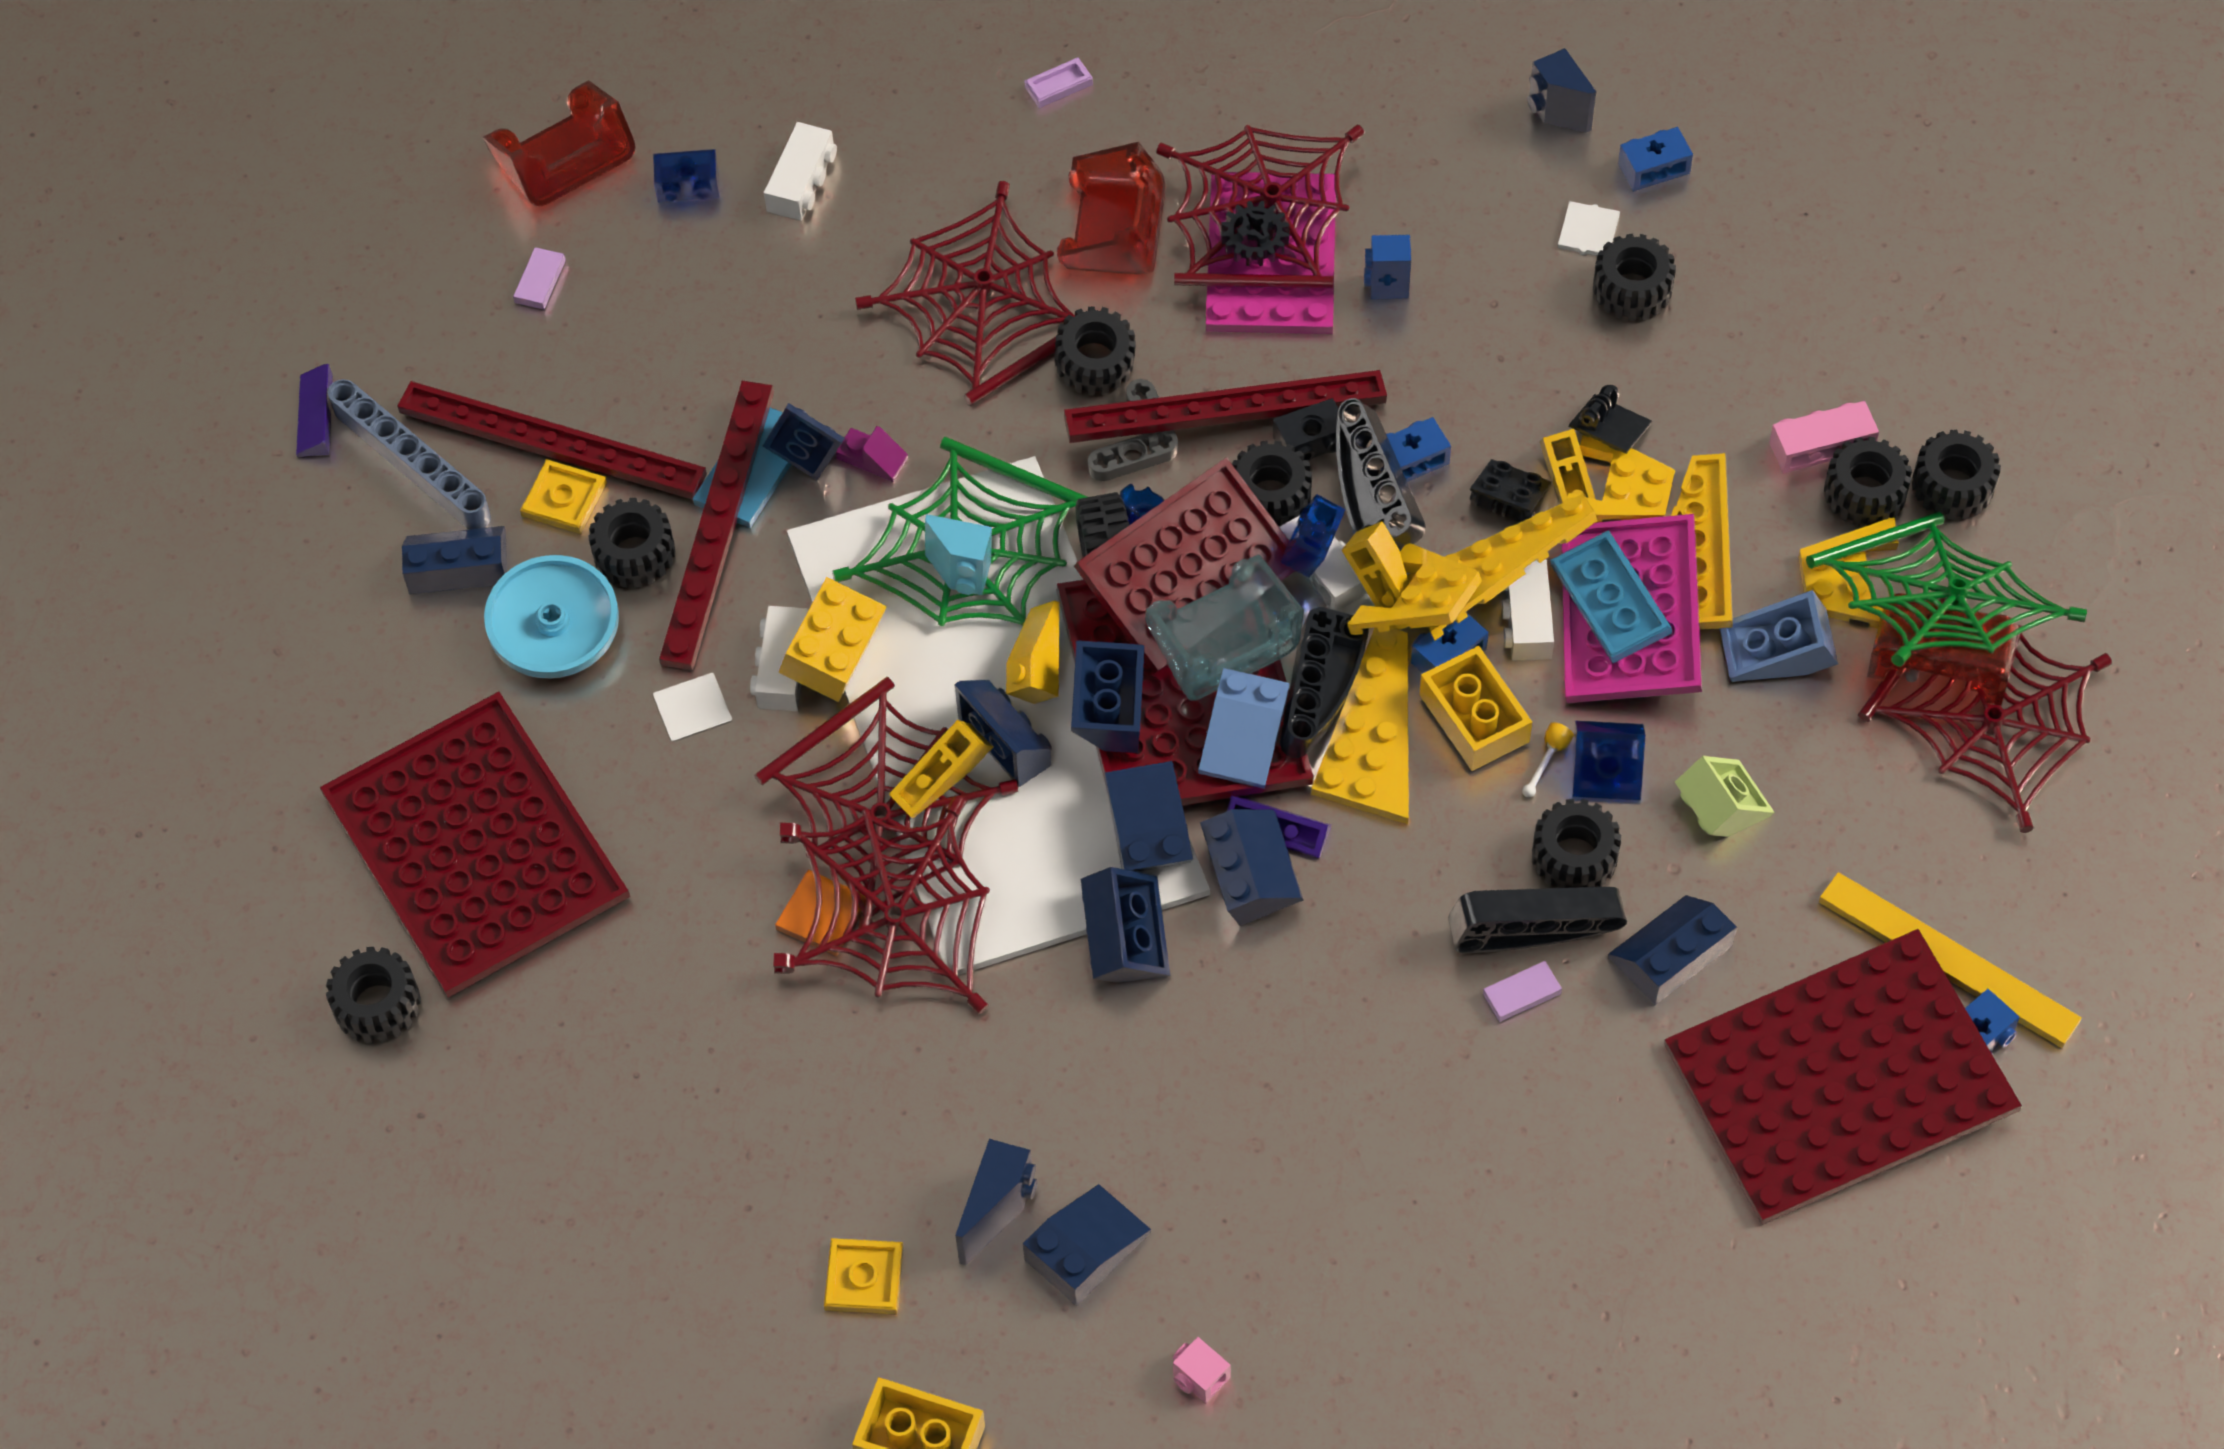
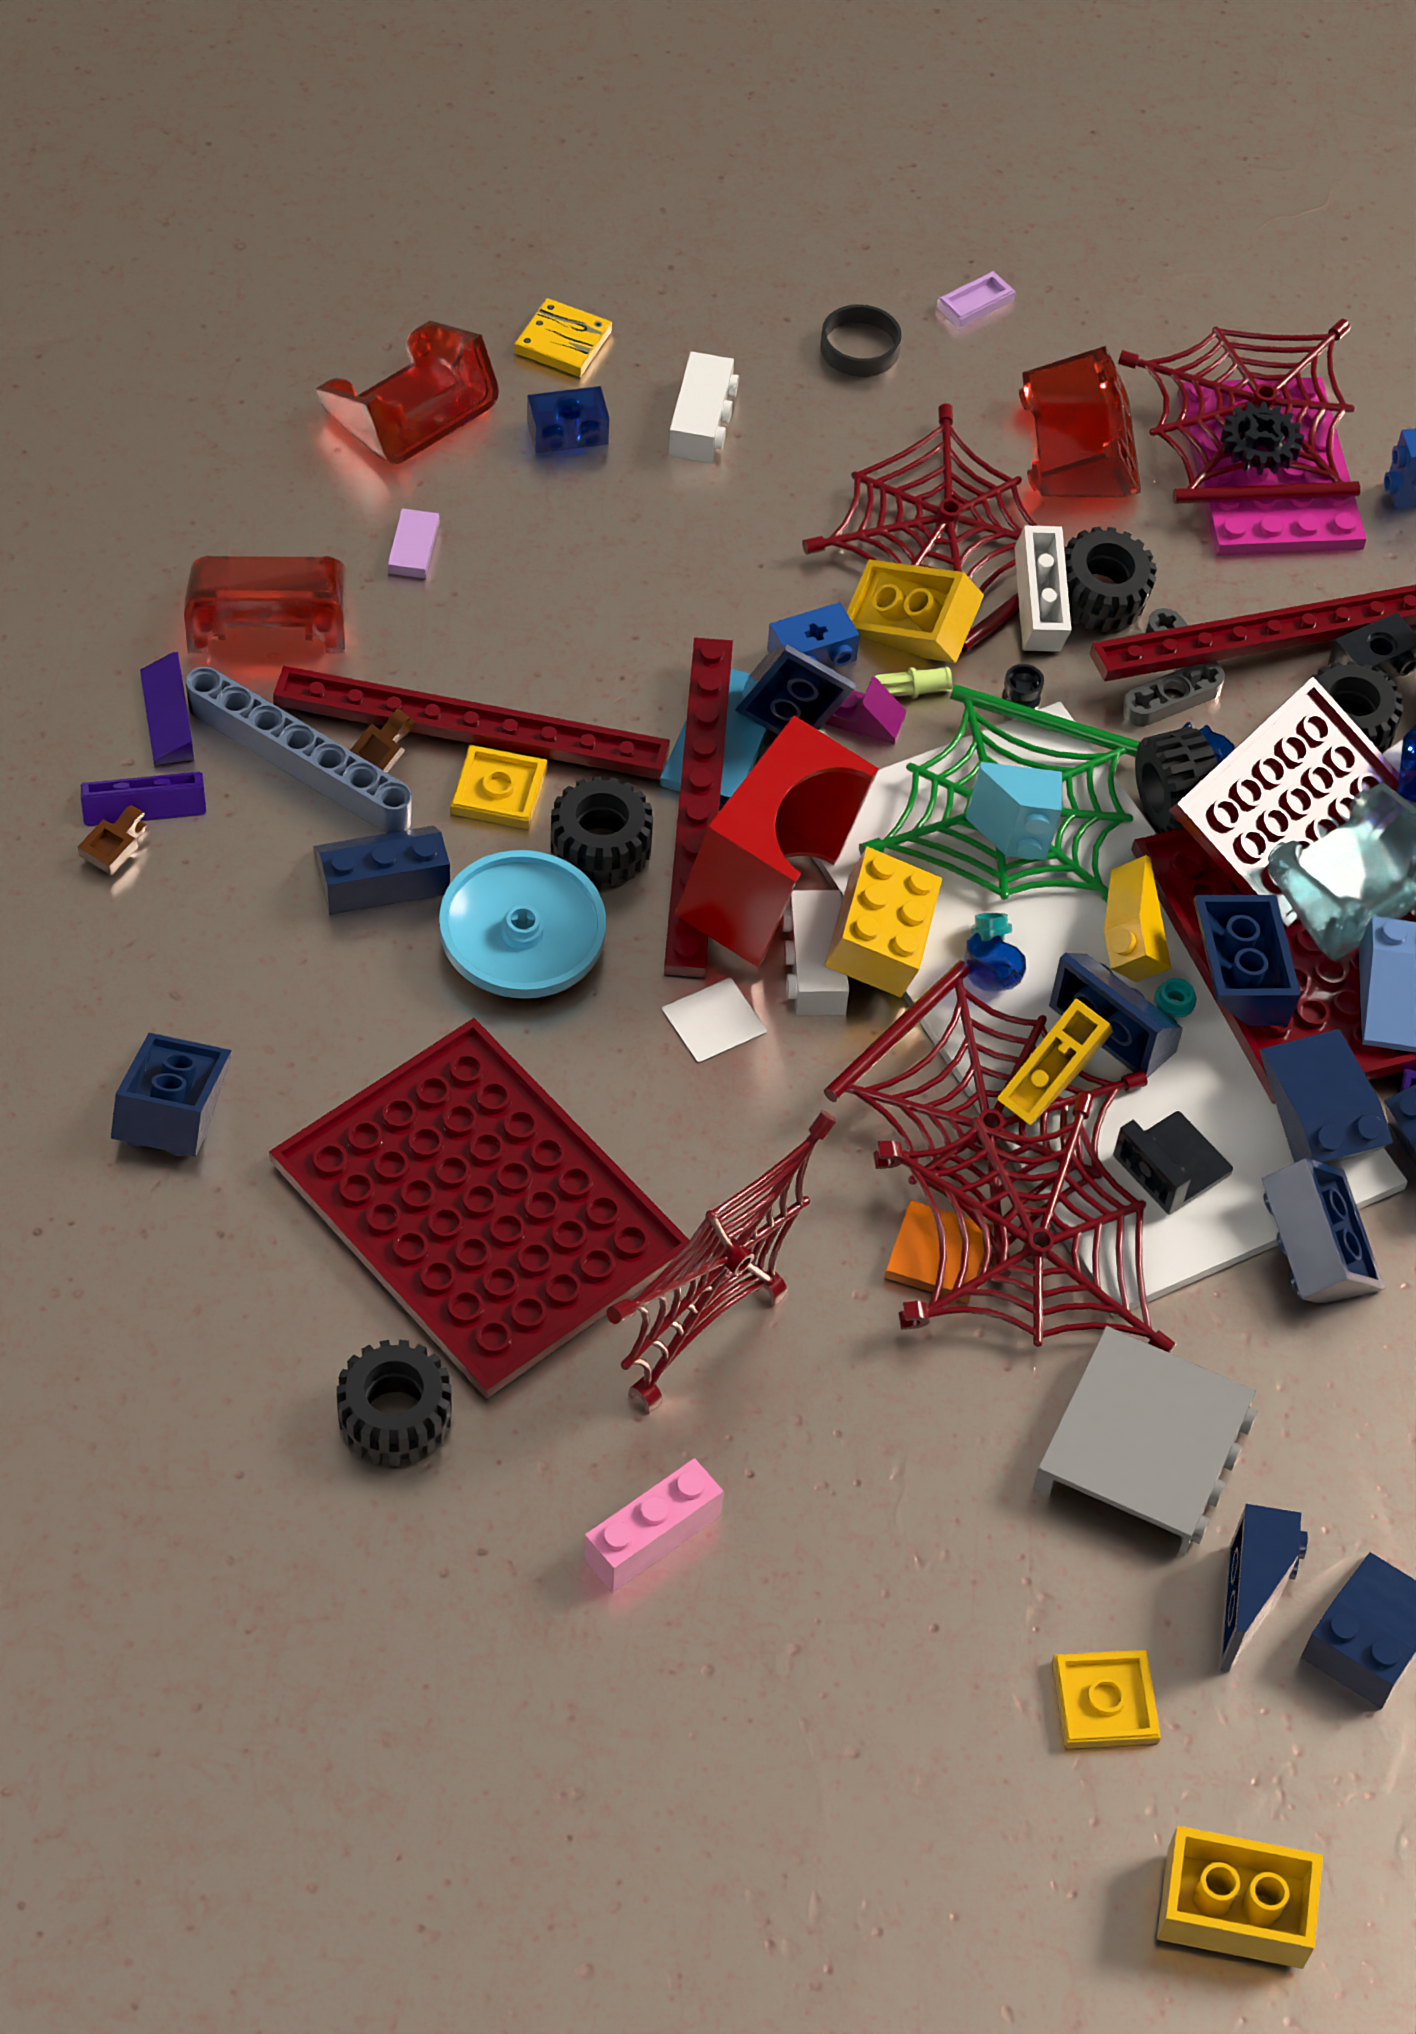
camera: 15 degrees left, 5 degrees down
(250, 523) = (113, 843): none -> reddish brown plate
(254, 733) = (169, 1094): none -> dark blue slope
(282, 485) = (154, 795): none -> dark purple slope
(408, 319) = (266, 594): none -> clear red windscreen
(472, 456) = (381, 745): none -> reddish brown plate
(548, 1108) = (653, 1525): none -> bright pink brick
(624, 912) = (729, 1263): none -> dark red animal
(701, 98) = (563, 337): none -> yellow tile
(754, 539) = (789, 805): none -> red container
(842, 389) = (820, 634): none -> blue brick
(916, 680) = (994, 963): none -> clear blue hair
(917, 430) = (917, 681): none -> yellowish green axle
(923, 648) = (991, 925): none -> teal plate
(930, 367) = (915, 608): none -> yellow slope
(944, 1077) = (1149, 1435): none -> light grey panel
(954, 140) = (860, 366): none -> black tyre
(1004, 442) = (1023, 685): none -> black wheel
(1019, 856) = (1170, 1160): none -> black bracket
(1037, 356) = (1042, 588): none -> white brick
(1054, 714) = (1176, 989): none -> teal plate

